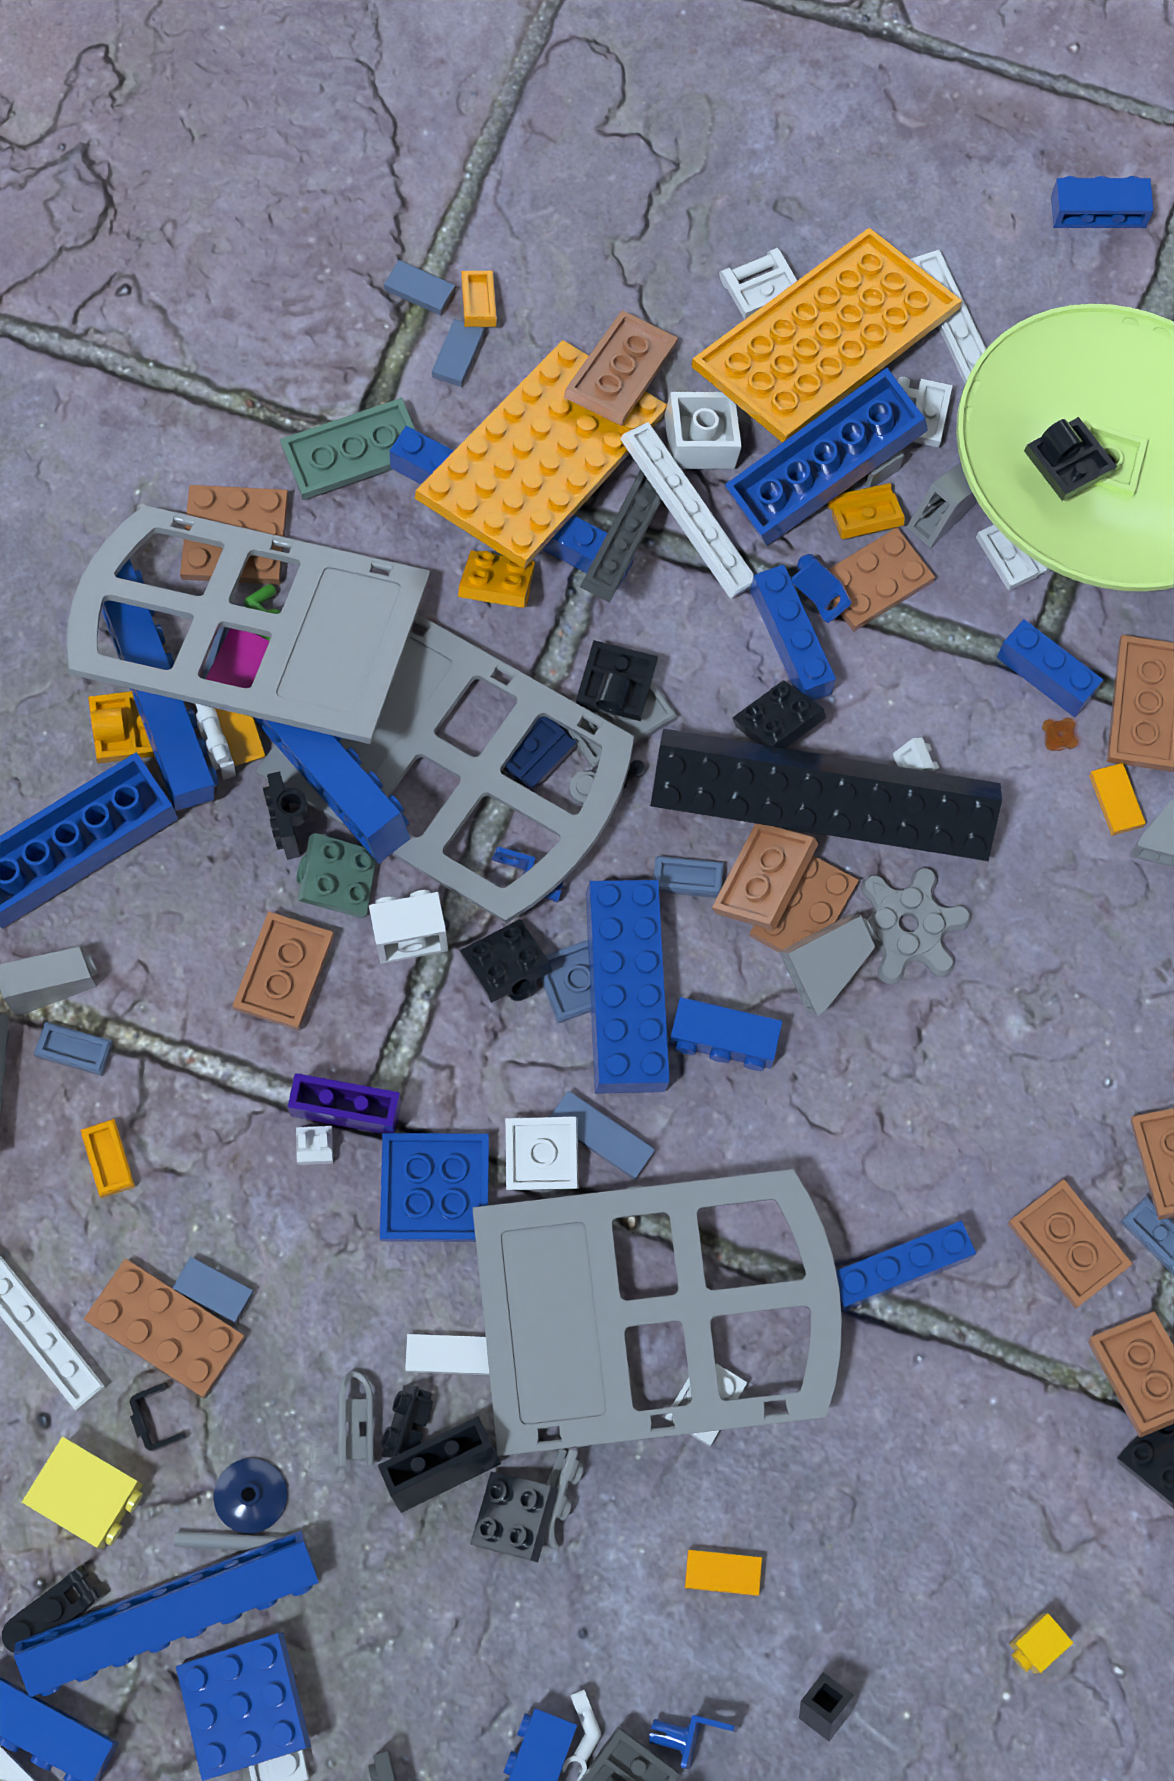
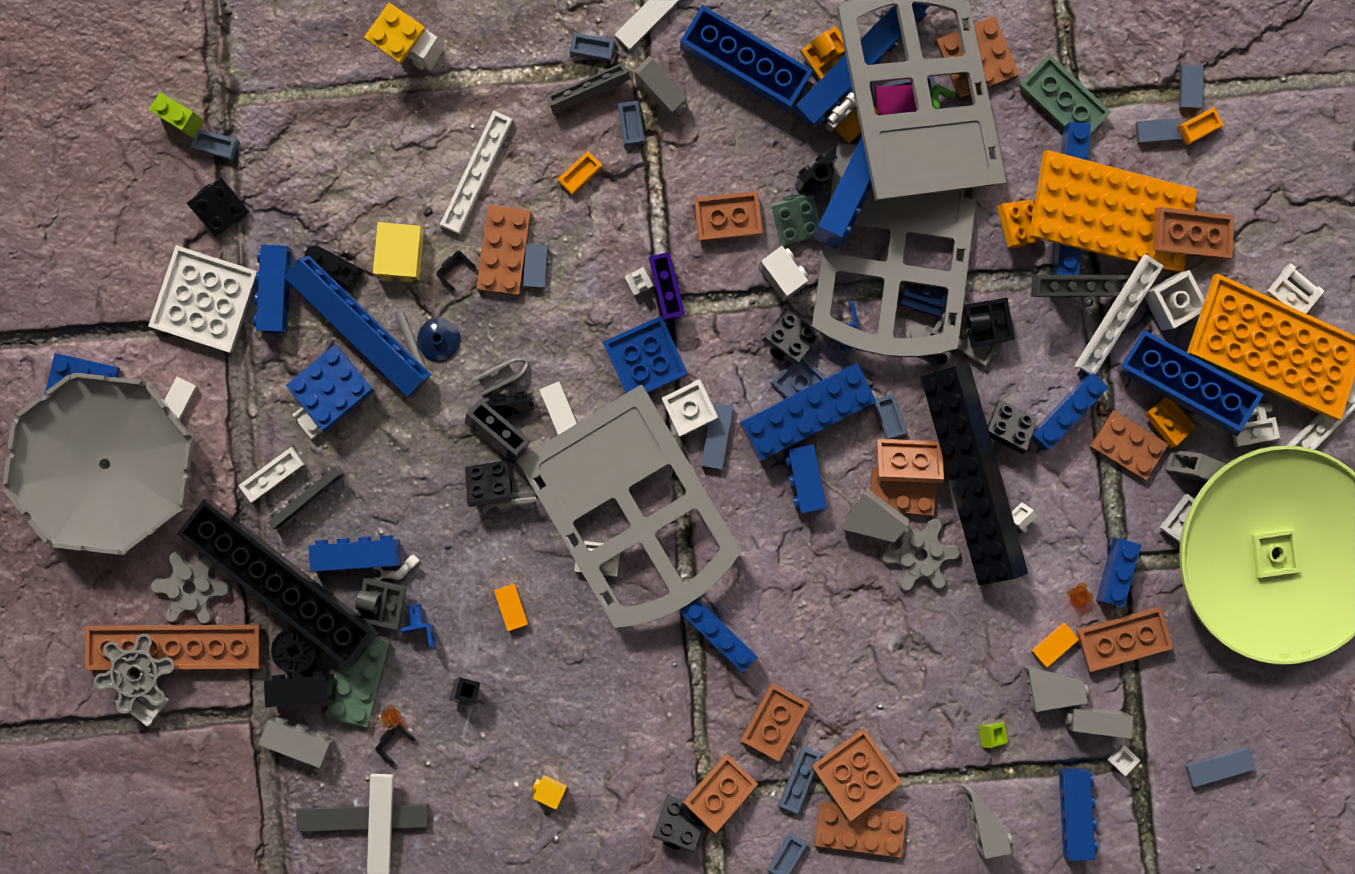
camera: 65 degrees right, 15 degrees up
(820, 586) = (1106, 415): blue bracket -> none
(1069, 457) = (1261, 529): black plate -> none

